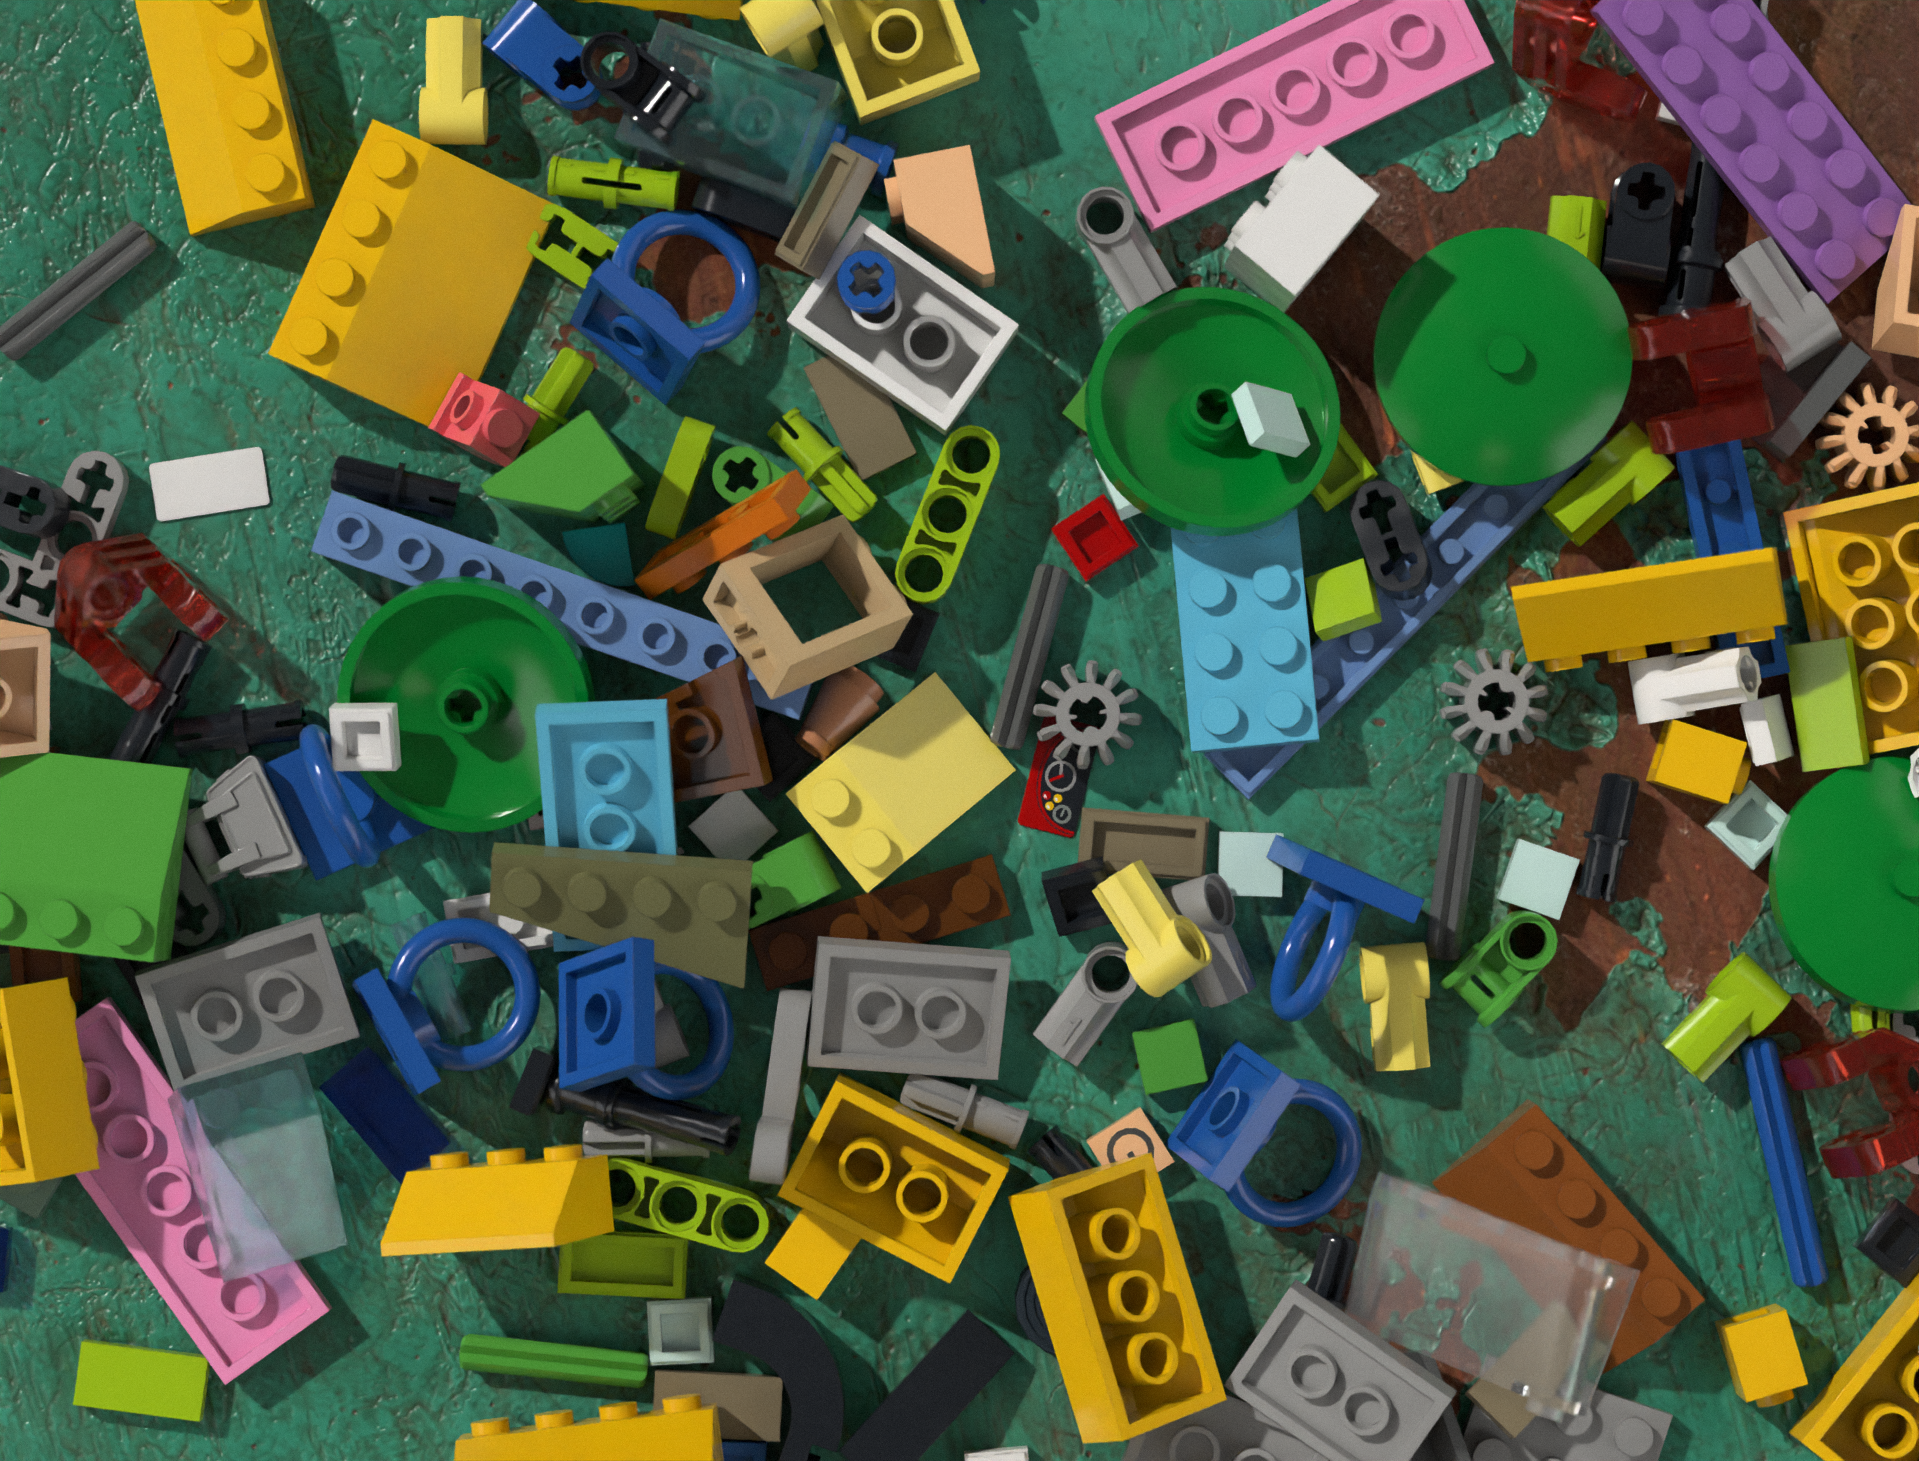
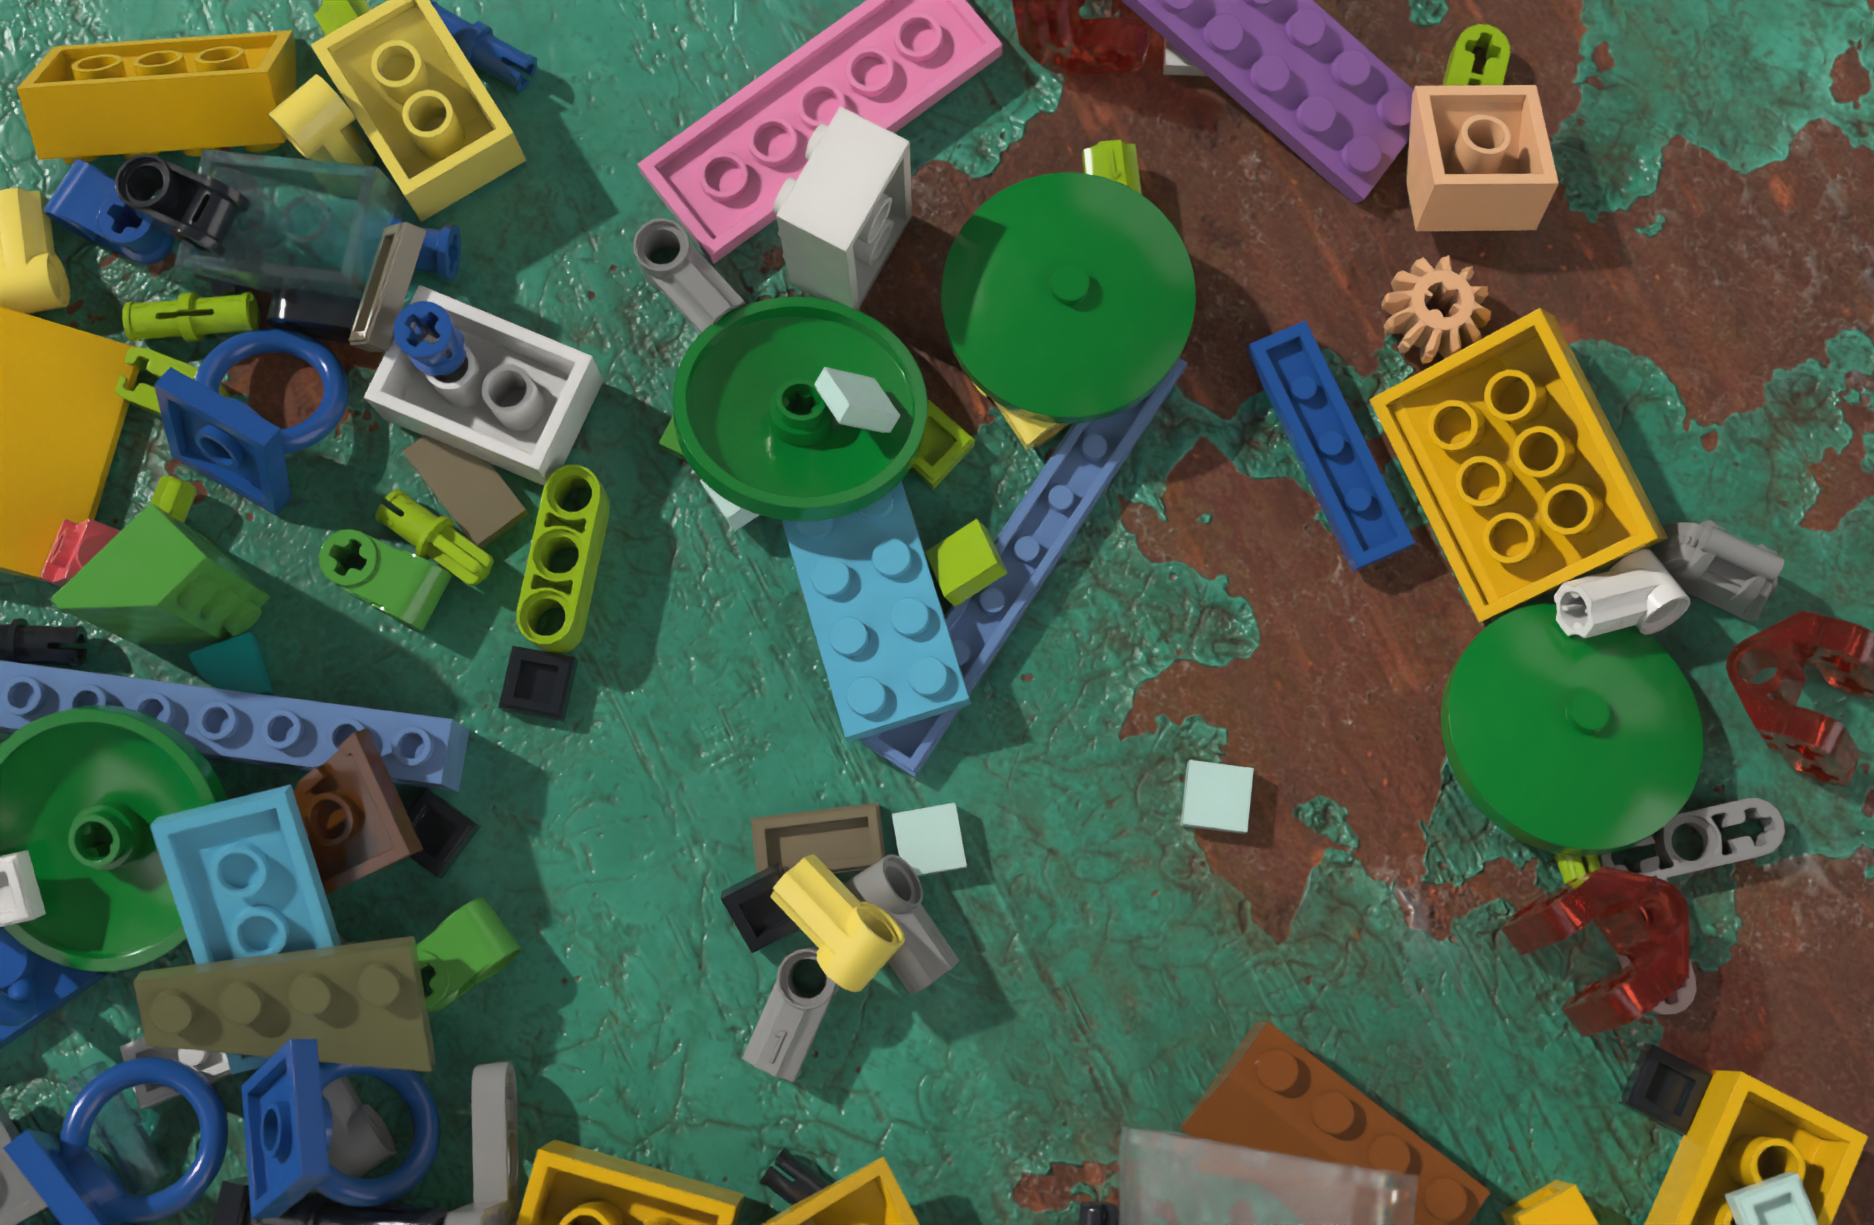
camera: 10 degrees left, 10 degrees down
(680, 477) = (295, 578): lime beam -> none
(724, 536) = (338, 617): orange plate -> none
(733, 827) = (405, 908): white tile -> none
(765, 636) = (389, 710): tan window -> none
(839, 710) = (488, 771): nougat cone -> none
(897, 913) = (569, 979): reddish brown hinge -> none
(900, 782) = (560, 832): light yellow slope -> none
(908, 1008) = (606, 1058): light grey plate -> none
(943, 210) = (499, 266): light nougat slope -> none
(964, 1108) = (687, 1150): light grey axle -> none
(1029, 656) = (671, 682): dark grey axle -> none
(1055, 787) = (724, 794): sticker -> none
(1091, 735) = (743, 745): light grey gear -> none
(1094, 537) = (714, 556): red tile -> none
(1129, 1138) = (862, 1145): light nougat tile -> none
(1169, 1056) = (887, 1052): bright green tile -> none
(1238, 1117) = (967, 1102): blue tile -> none
(1333, 889) = (1022, 847): blue tile -> none
(1377, 545) = (989, 503): black beam -> none
(1396, 987) = (1101, 936): light yellow piece -> none
(1454, 866) = (1131, 802): dark grey axle -> none
(1499, 967) = (1199, 891): bright green piece -> none
(1502, 682) = (1139, 610): light grey gear -> none
(1608, 837) = (1276, 740): black axle -> none
(1619, 474) = (1204, 393): lime piece -> none
(1637, 239) = (1172, 169): black piece -> none
(1651, 606) = (1267, 498): yellow slope -> none
(1680, 685) = (1308, 577): white piece -> none
(1695, 256) = (1230, 182): black pin -> none
(1699, 762) = (1348, 648): yellow brick -> none
(1721, 371) = (1274, 266): clear red piece -> none
(1737, 1005) = (1444, 881): lime piece -> none
(1748, 825) = (1409, 701): light aqua tile -> none
(1766, 730) = (1405, 603): white tile -> none
(1784, 1162) = (1530, 1032): blue axle -> none
(1789, 318) = (1331, 216): light grey piece -> none
(1805, 394) = (1352, 282): dark grey panel -> none
(1827, 704) = (1458, 567): lime tile -> none

